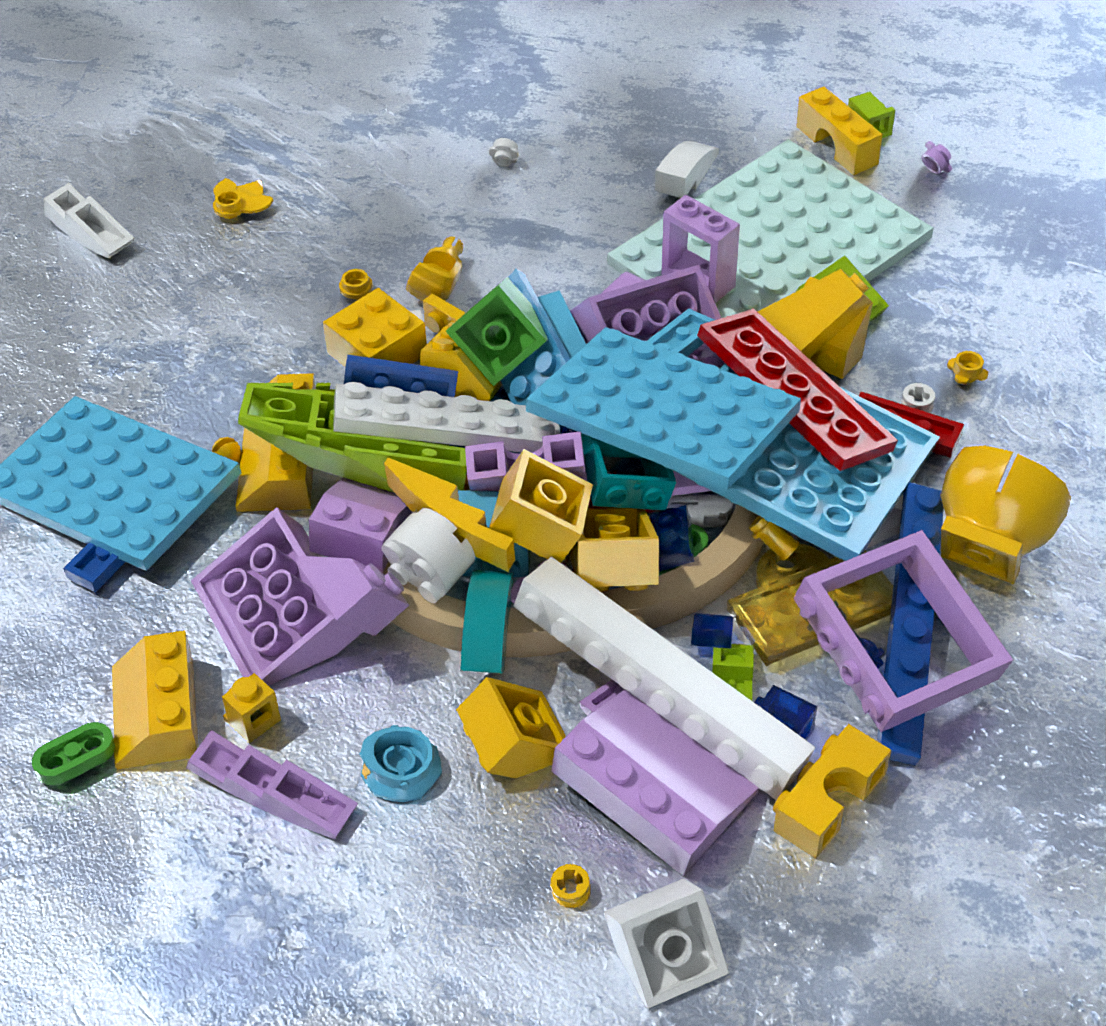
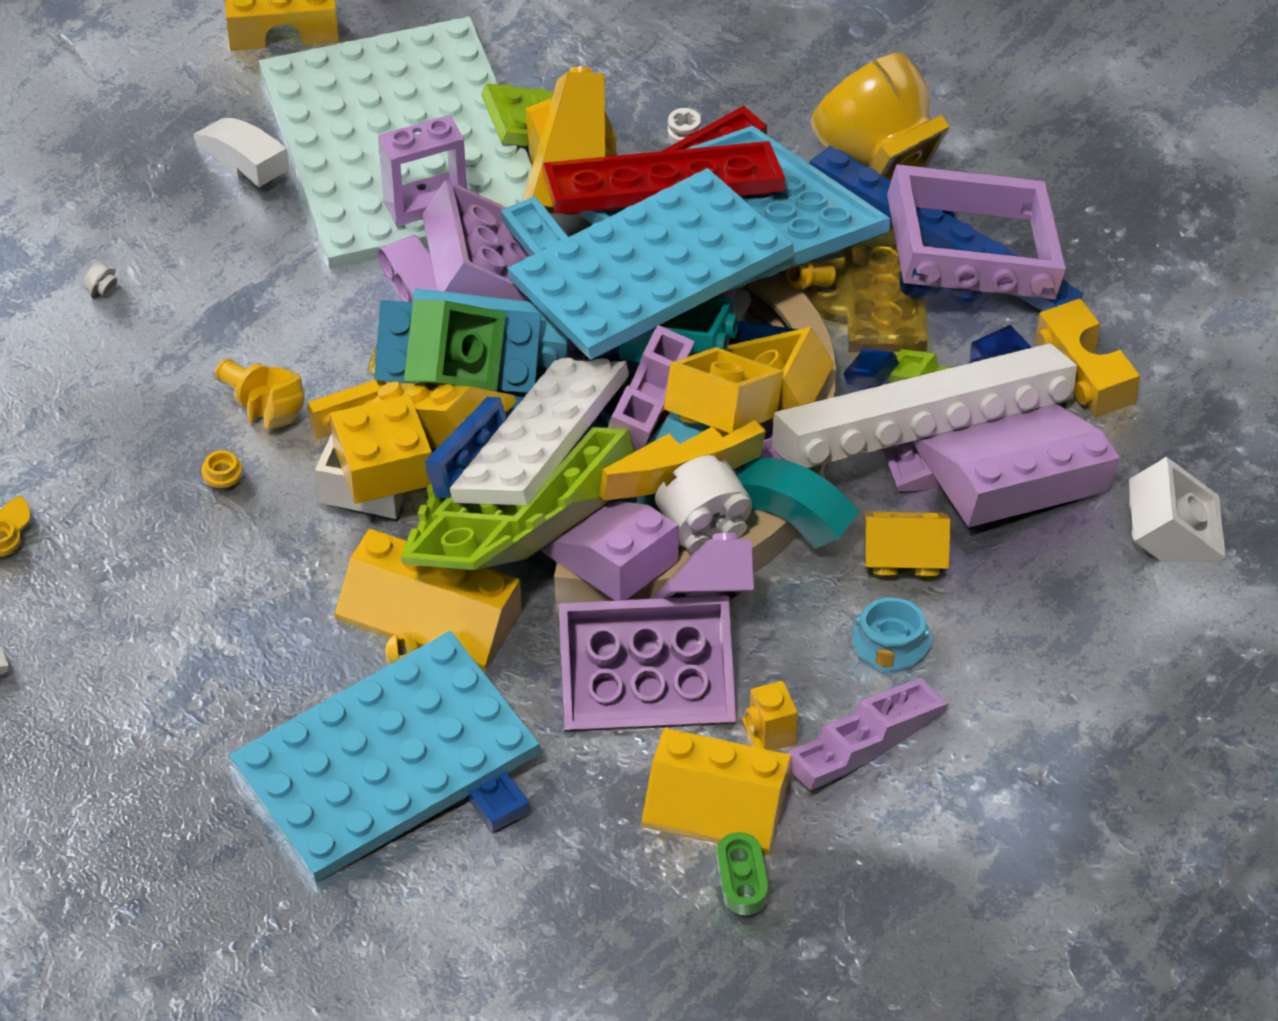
camera: 65 degrees left, 0 degrees up
(583, 890) = (1089, 552): yellow bush -> none
(968, 367) = (668, 75): yellow plate -> none

